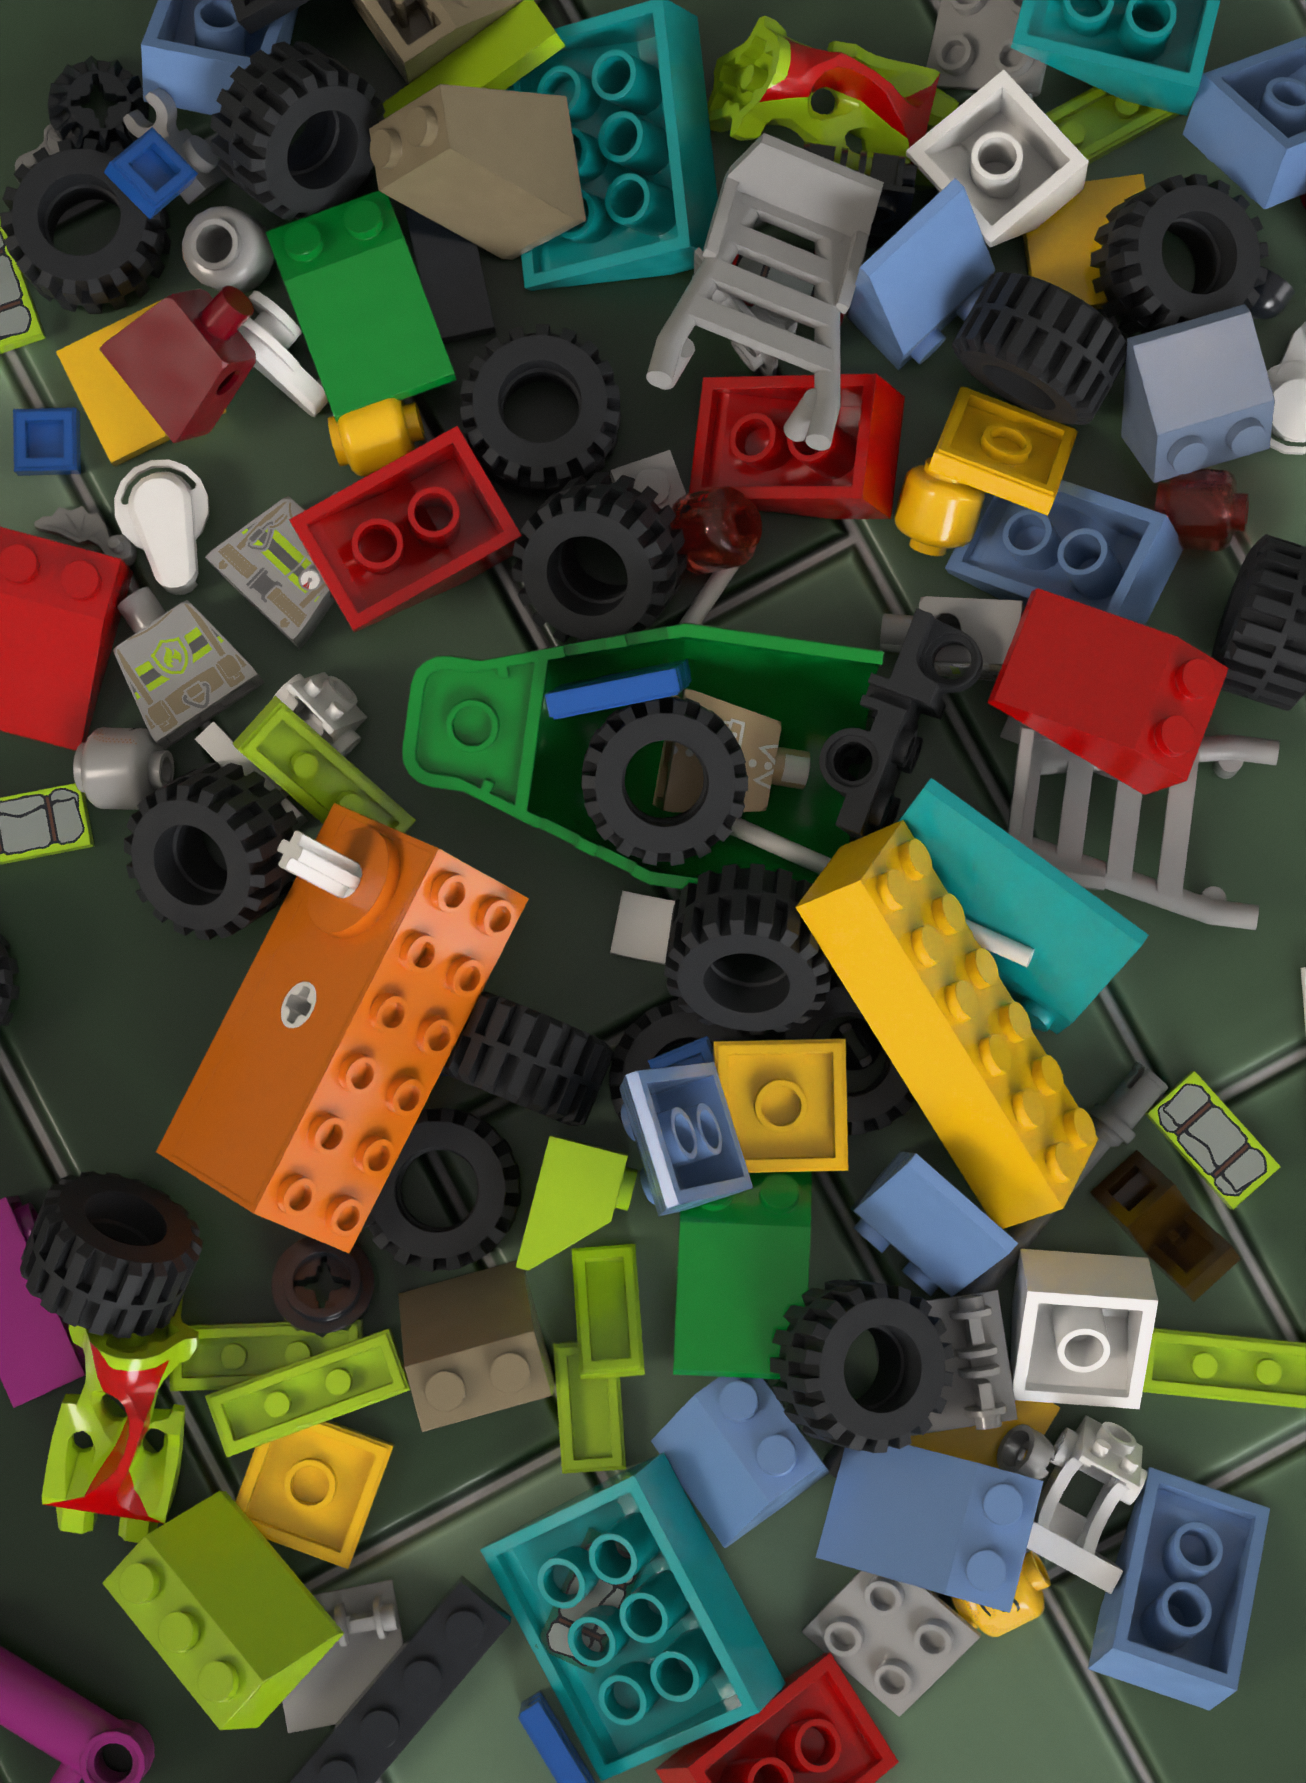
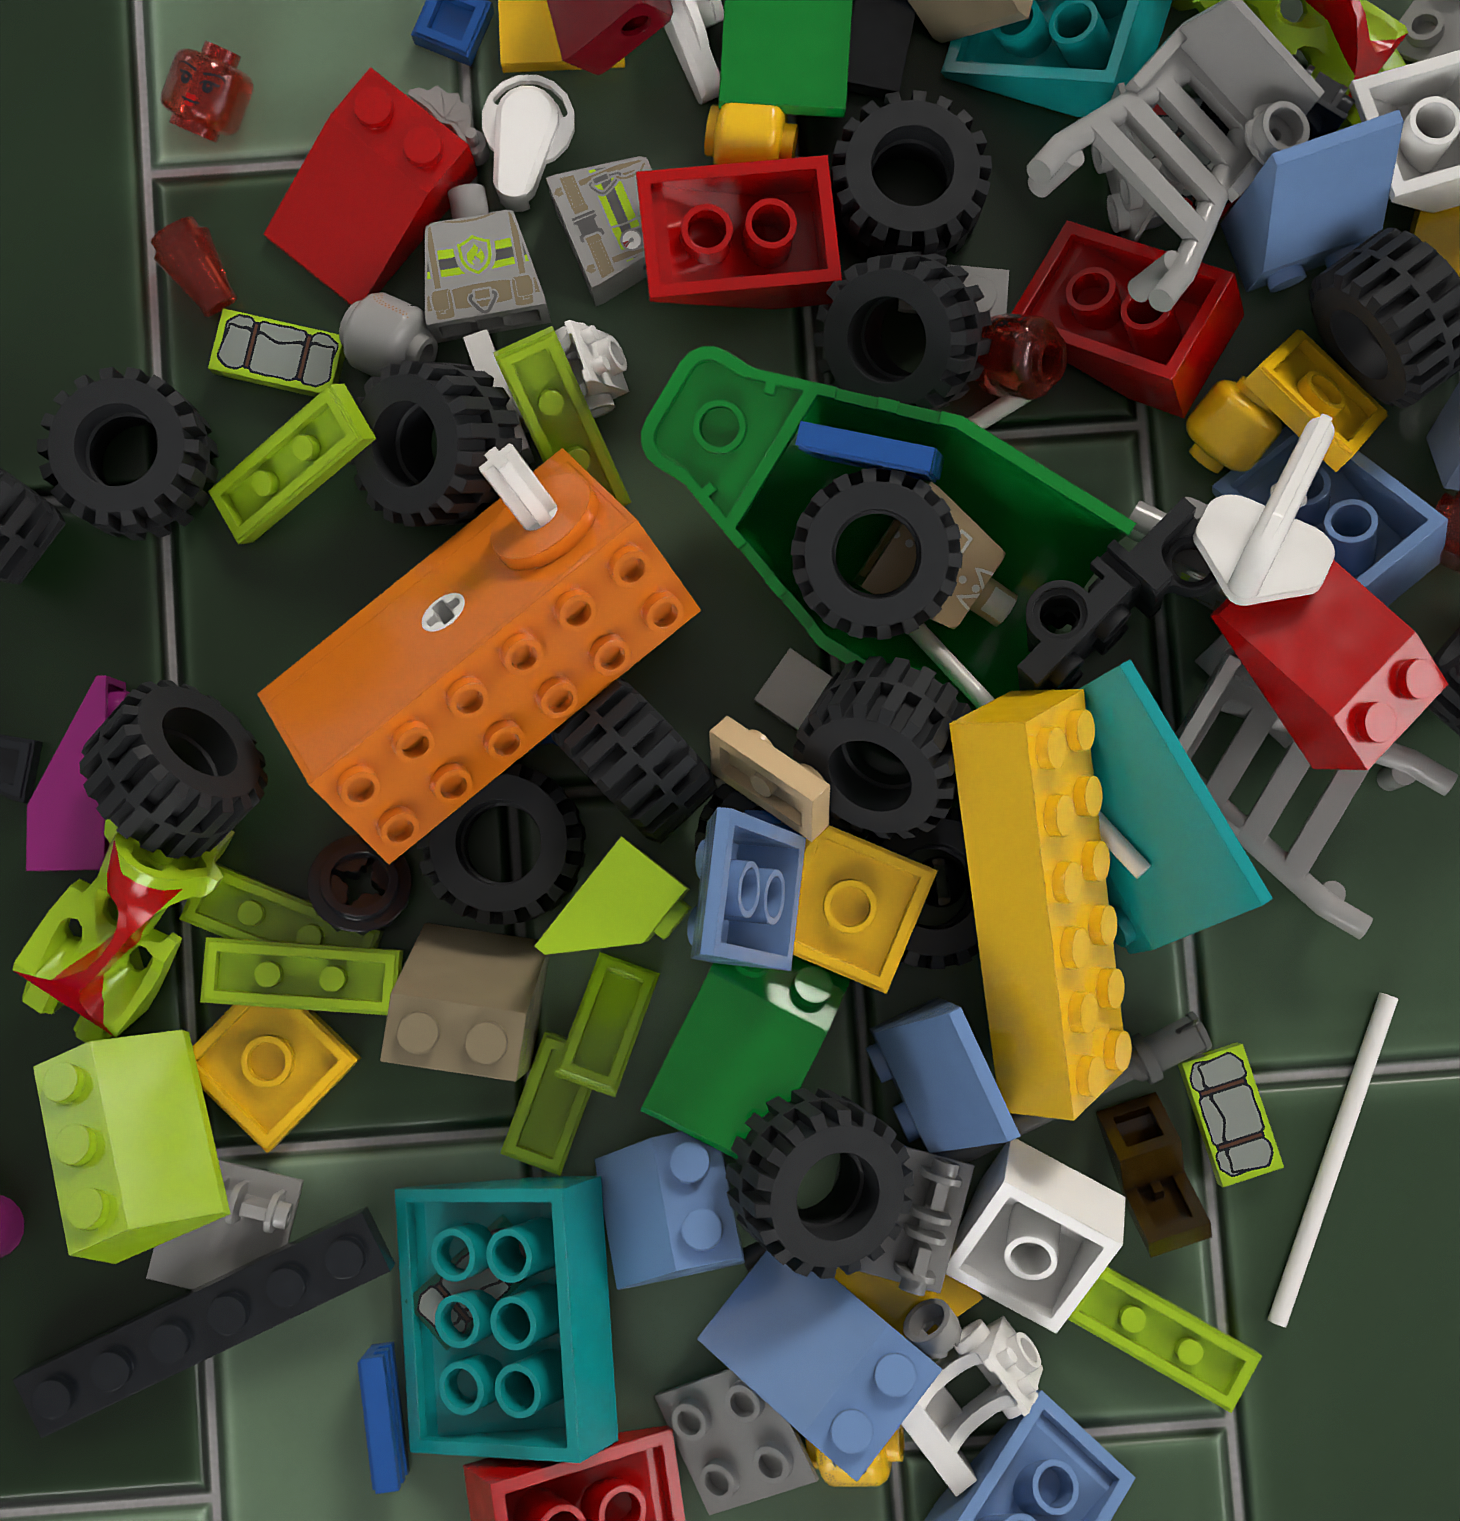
camera: 25 degrees right, 0 degrees up
(88, 926) = (292, 463): none -> lime tile
(657, 1023) = (770, 778): none -> tan plate
(863, 223) = (1279, 119): none -> light grey plate
(1008, 622) = (1262, 549): none -> white piece

